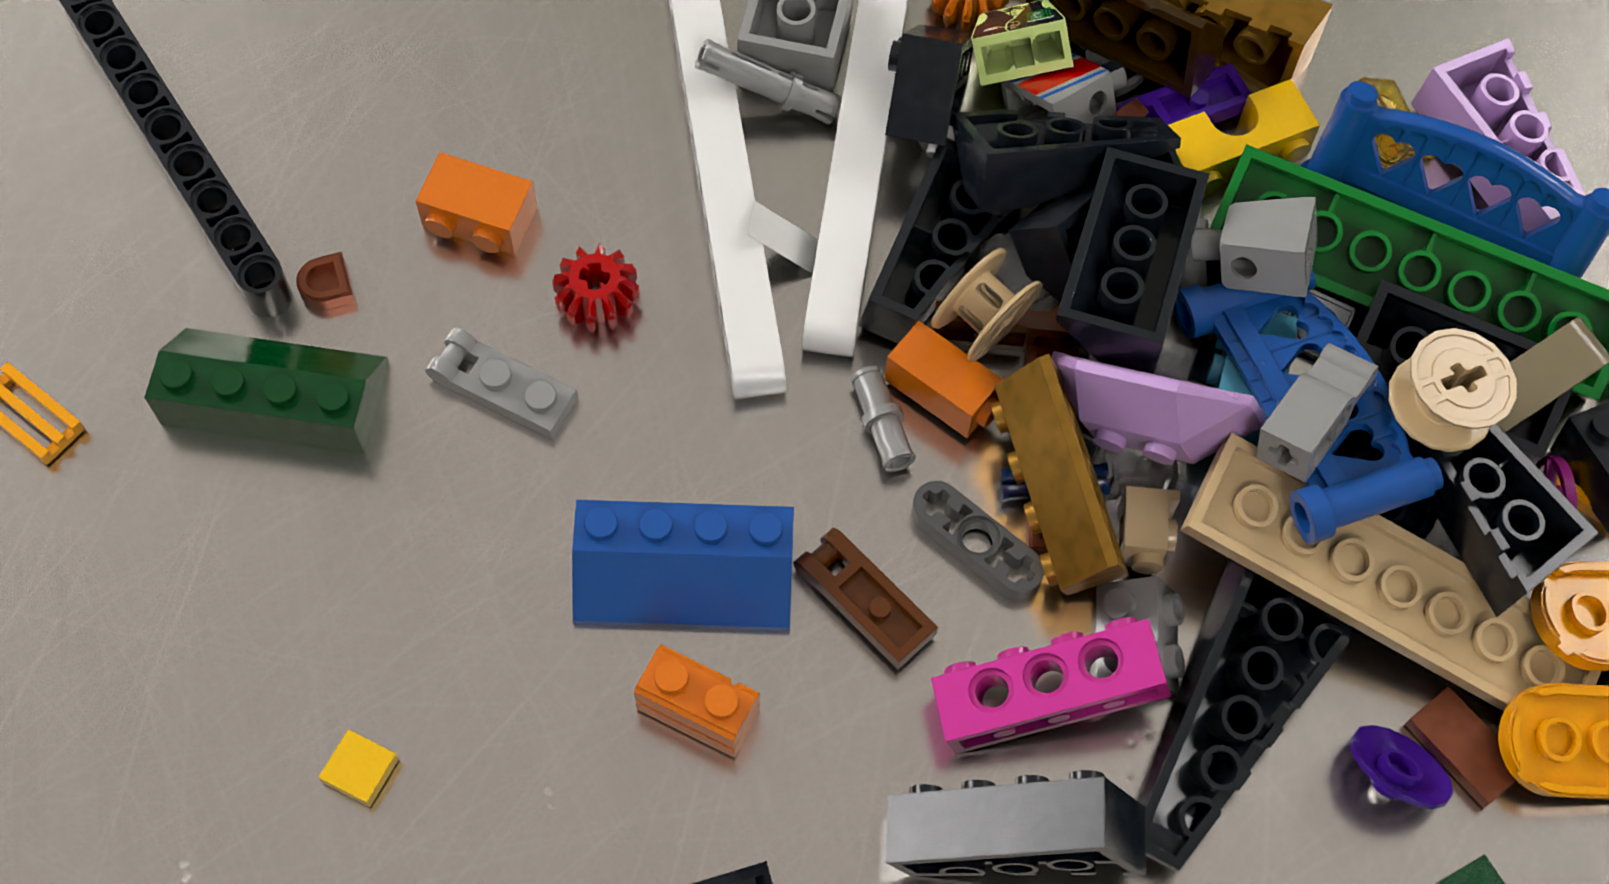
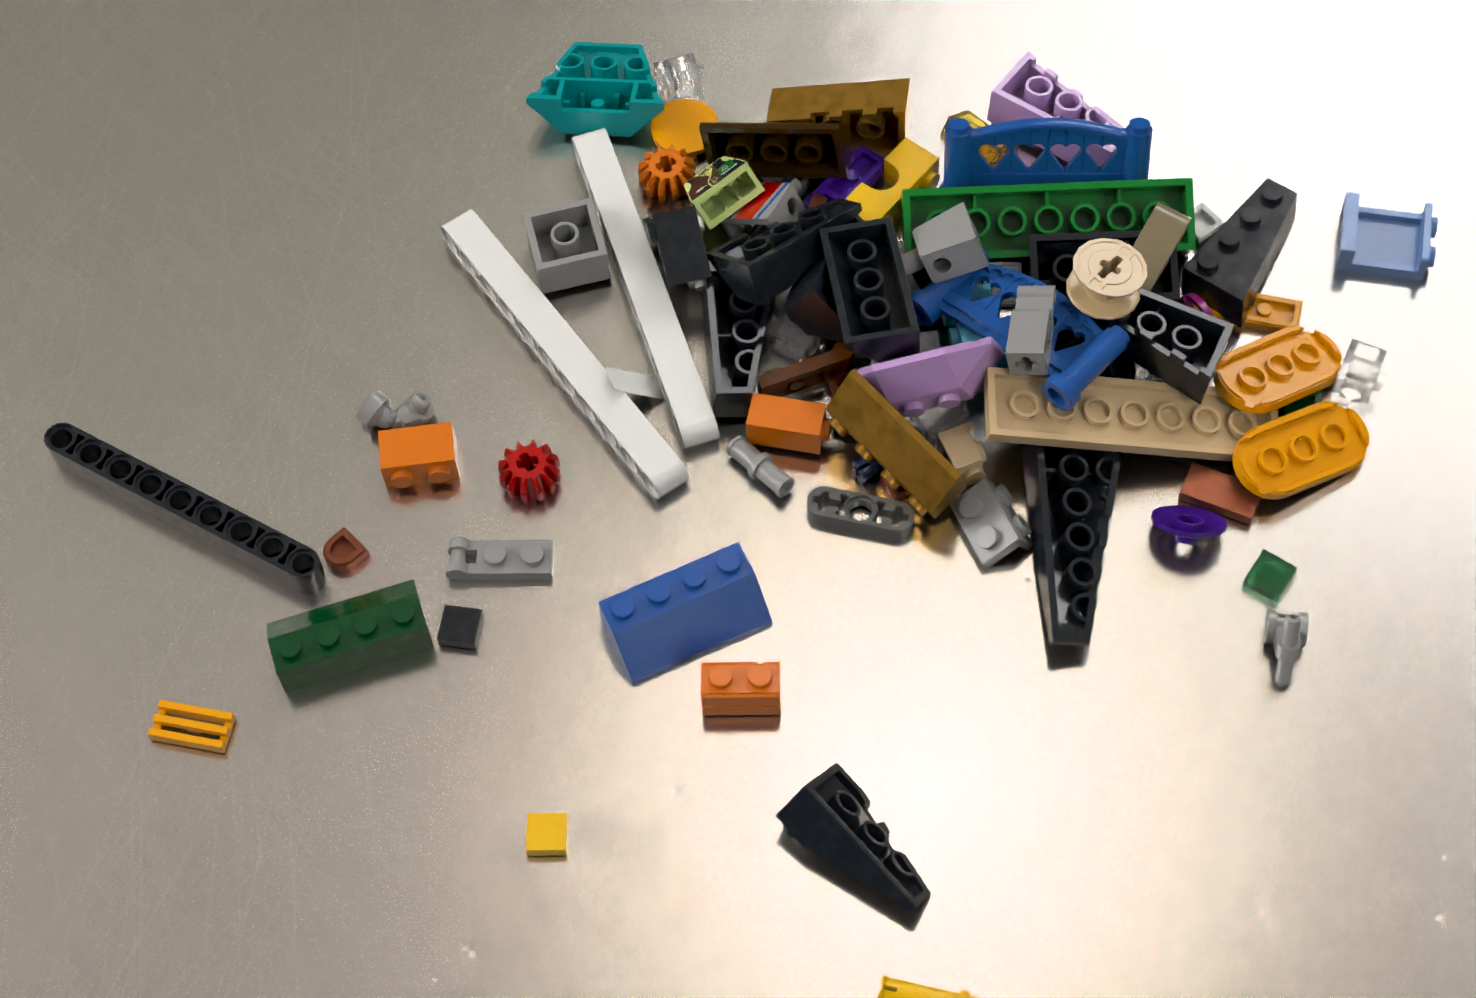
camera: 20 degrees left, 5 degrees down
(406, 445) = (460, 626): none -> black tile
(459, 127) = (413, 412): none -> light grey arm
(753, 75) = (580, 288): light grey pin -> none
(867, 598) = (811, 578): reddish brown plate -> none
(986, 304) = (793, 360): tan piece -> none
(1016, 827) = (979, 663): wedge -> none
(1079, 697) = (951, 593): dark pink brick -> none

